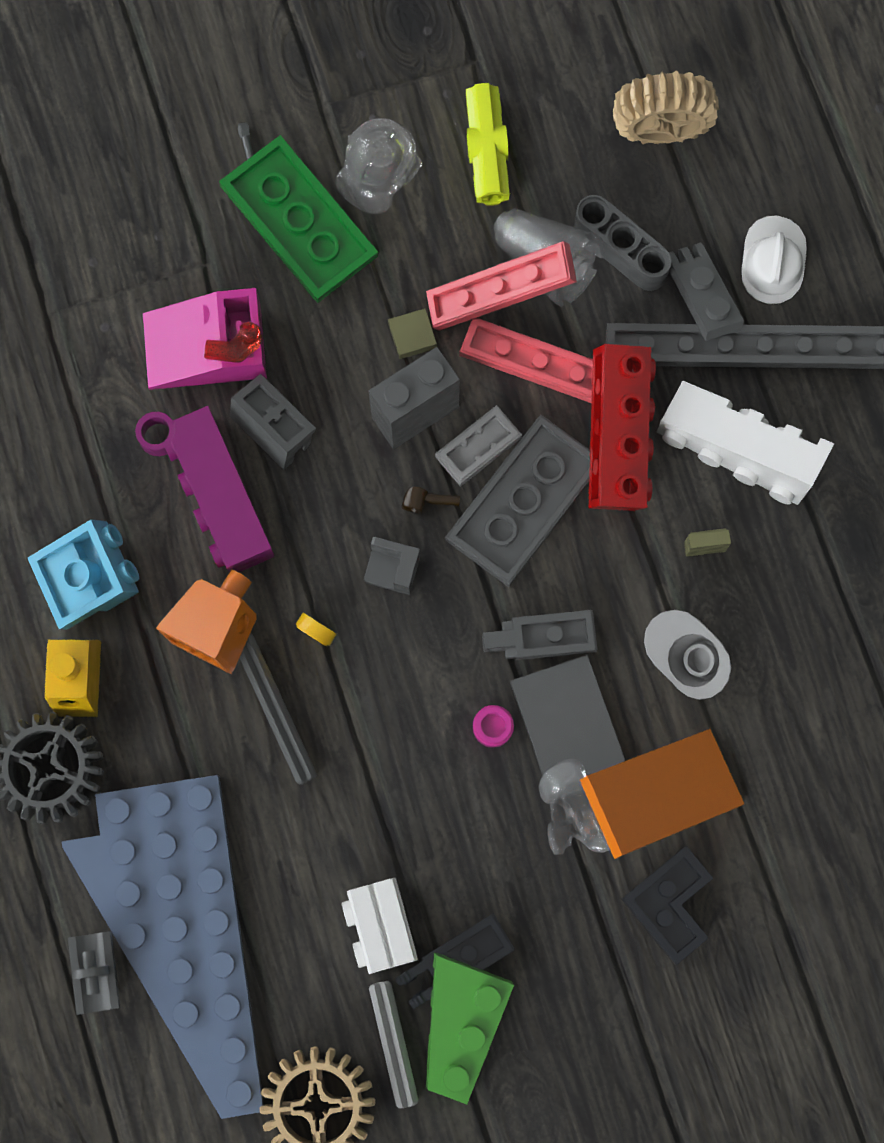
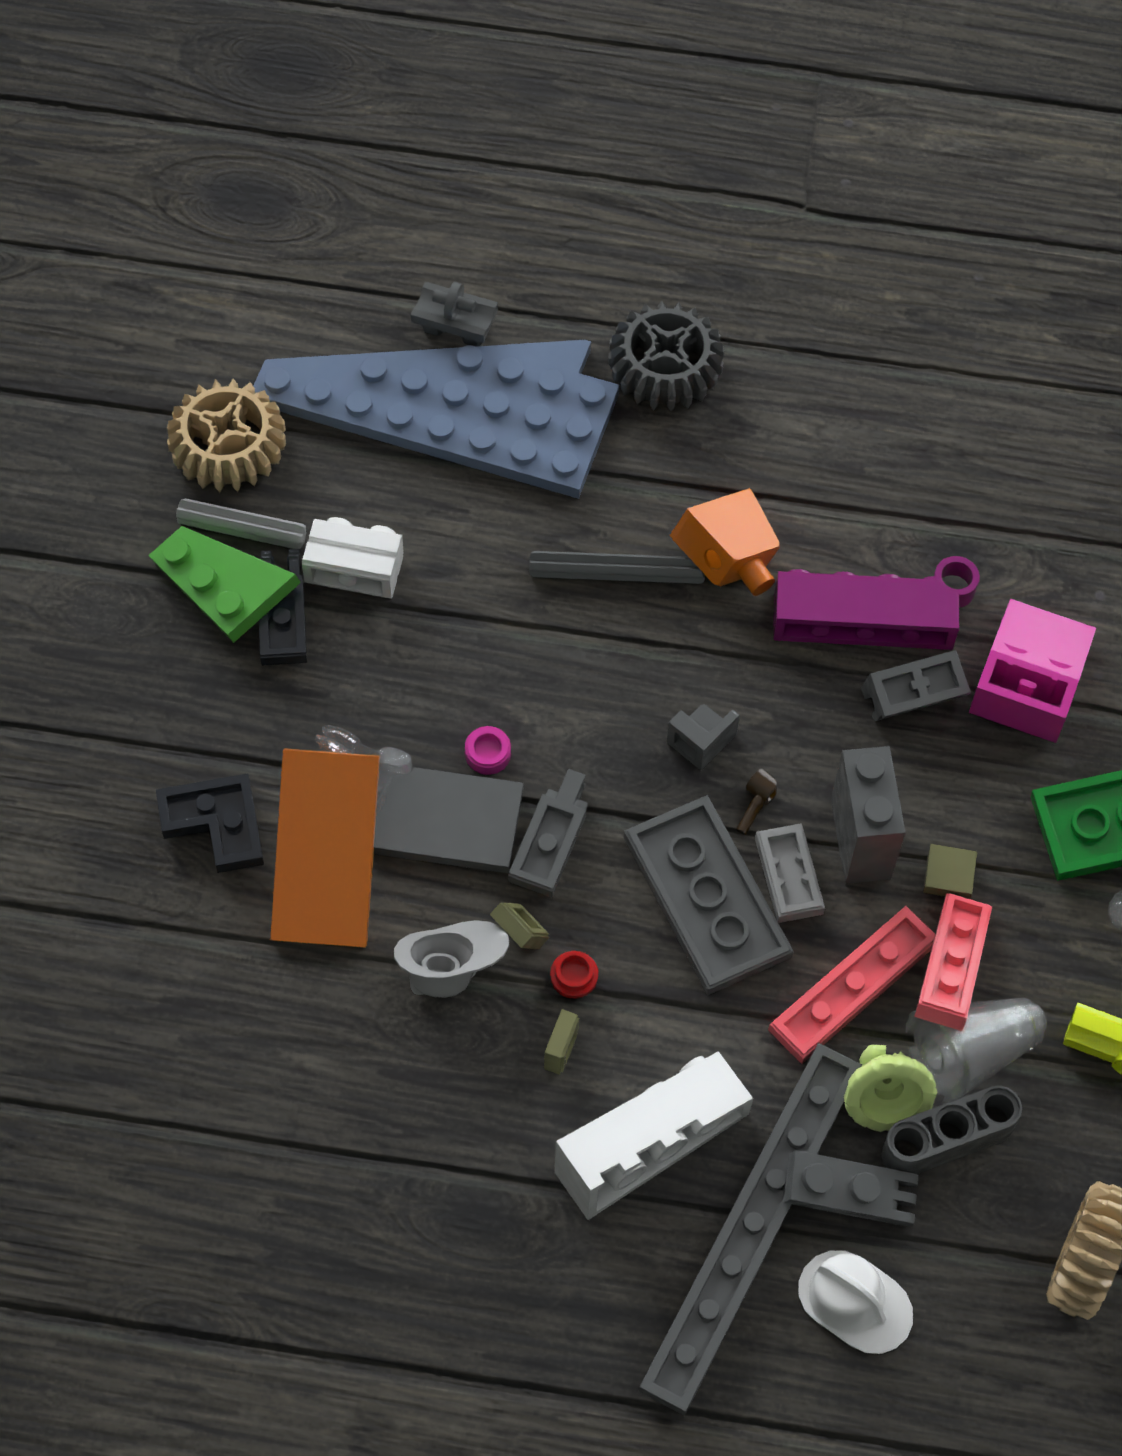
camera: 115 degrees right, 15 degrees down
(73, 676) = (745, 407): yellow torso -> none
(84, 573) = (841, 461): medium azure plate -> none
(239, 348) = (1002, 665): clear red arm -> none
(315, 629) = (674, 632): yellow tile -> none
(615, 296) = (888, 1089): none -> yellowish green hair
(621, 427) = (733, 1008): red brick -> none
(632, 619) = (520, 925): none -> olive tile
(645, 563) = (574, 974): none -> red plate

